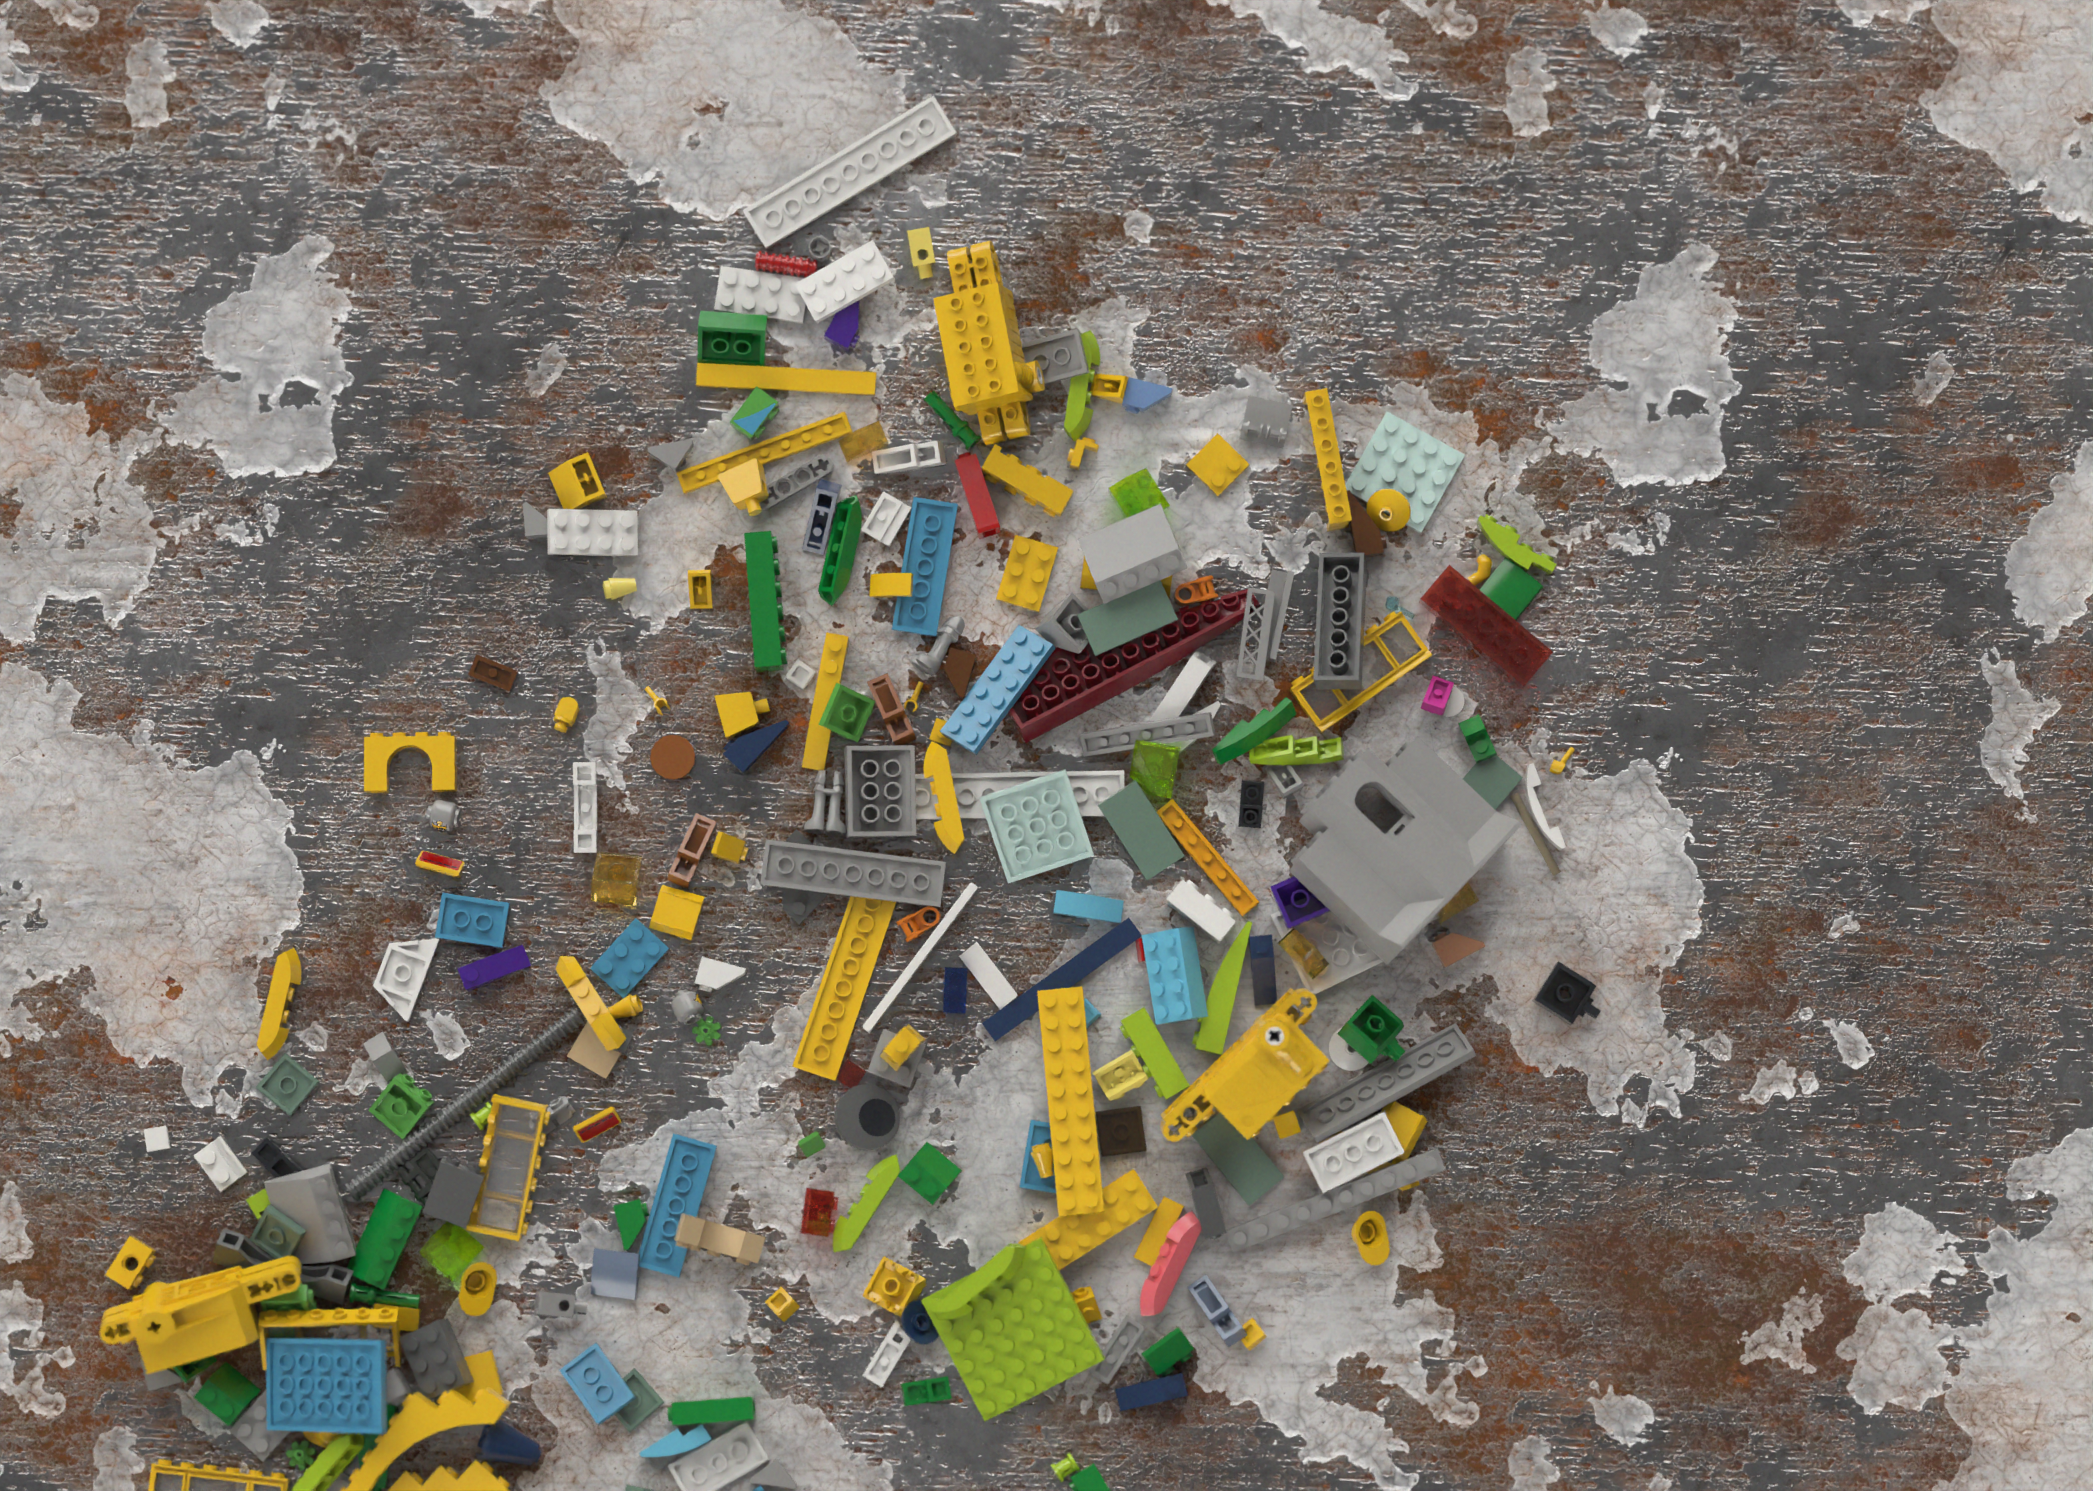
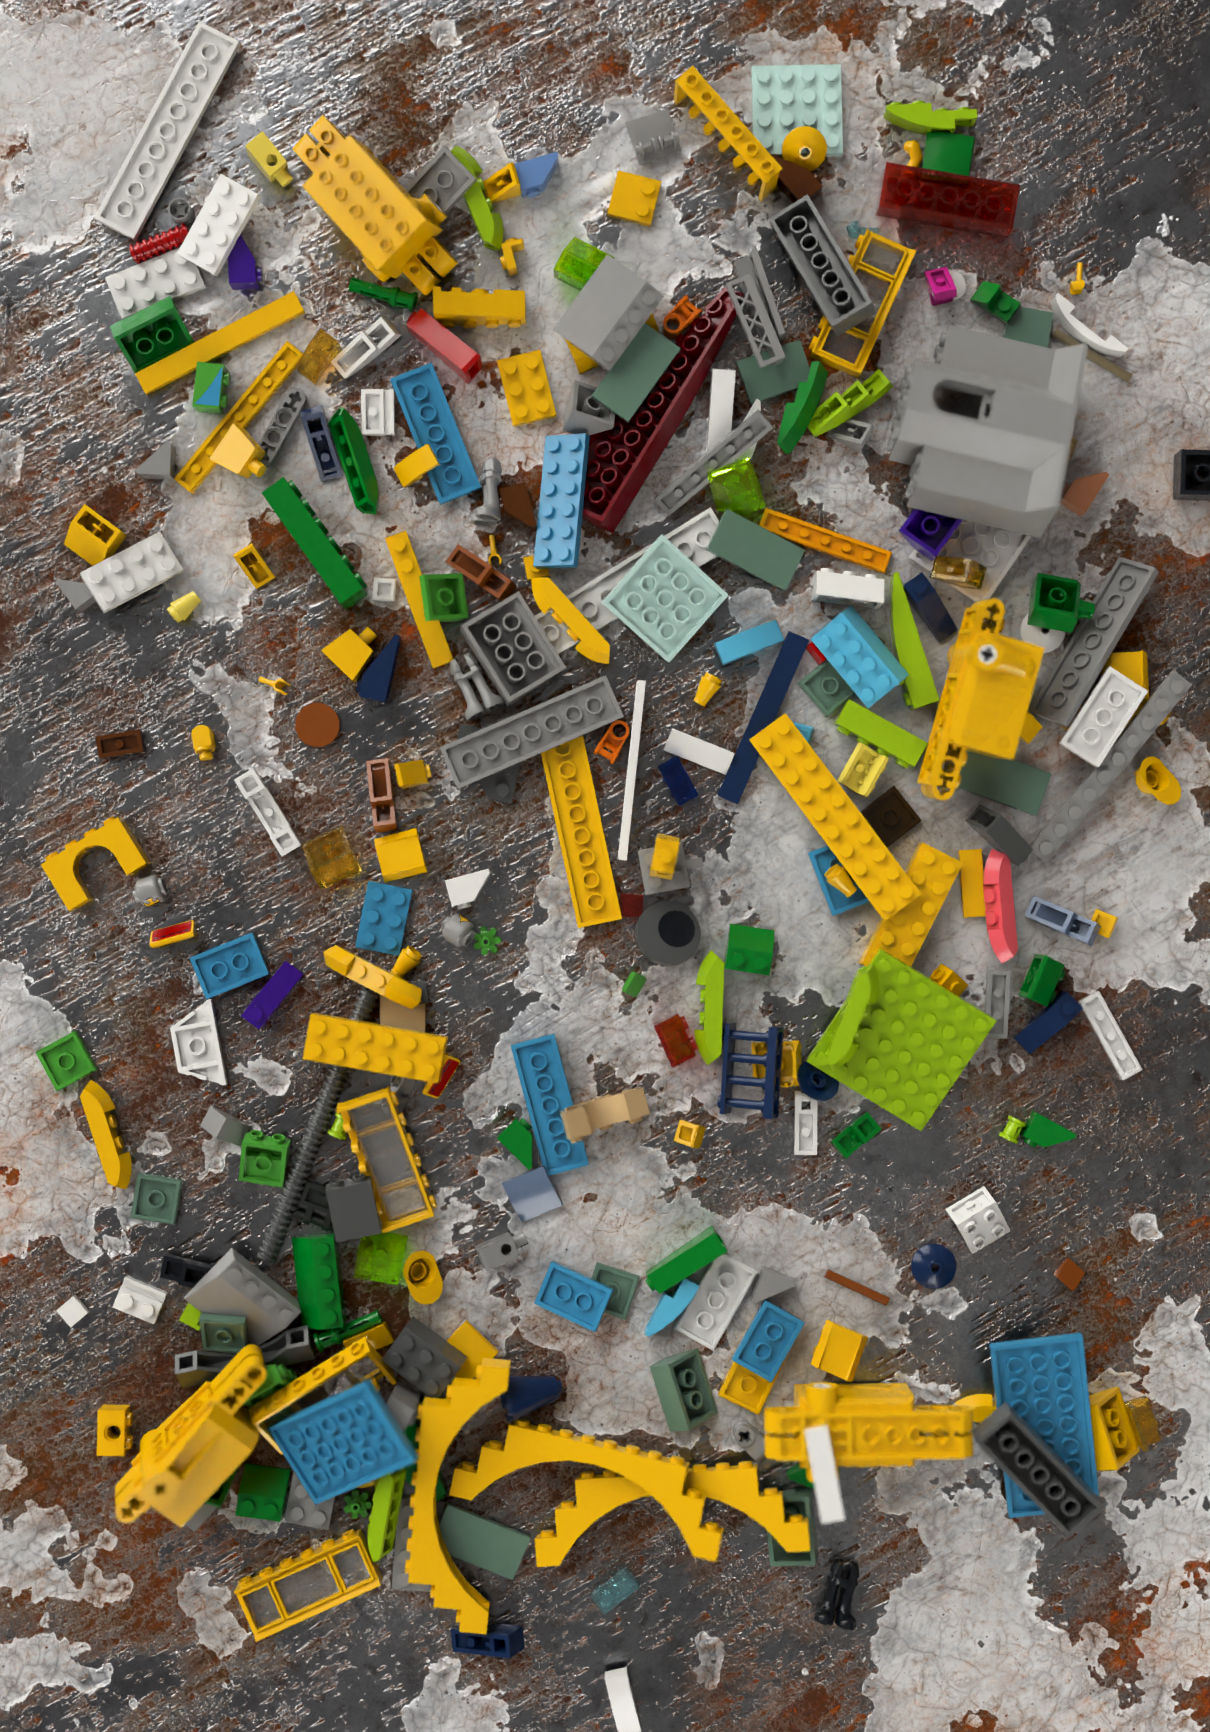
camera: 30 degrees left, 5 degrees up
(282, 919) = (66, 1060): none -> bright green tile
(557, 1064) = (375, 1047): none -> yellow brick
(889, 1279) = (772, 1061): none -> dark blue fence
(1028, 925) = (707, 688): none -> yellow cone
(1131, 986) = (826, 688): none -> sand green tile
(1200, 1437) = (1110, 1035): none -> white tile
(1248, 693) = (774, 380): none -> sand green tile
(1251, 803) = (834, 472): black slope -> none

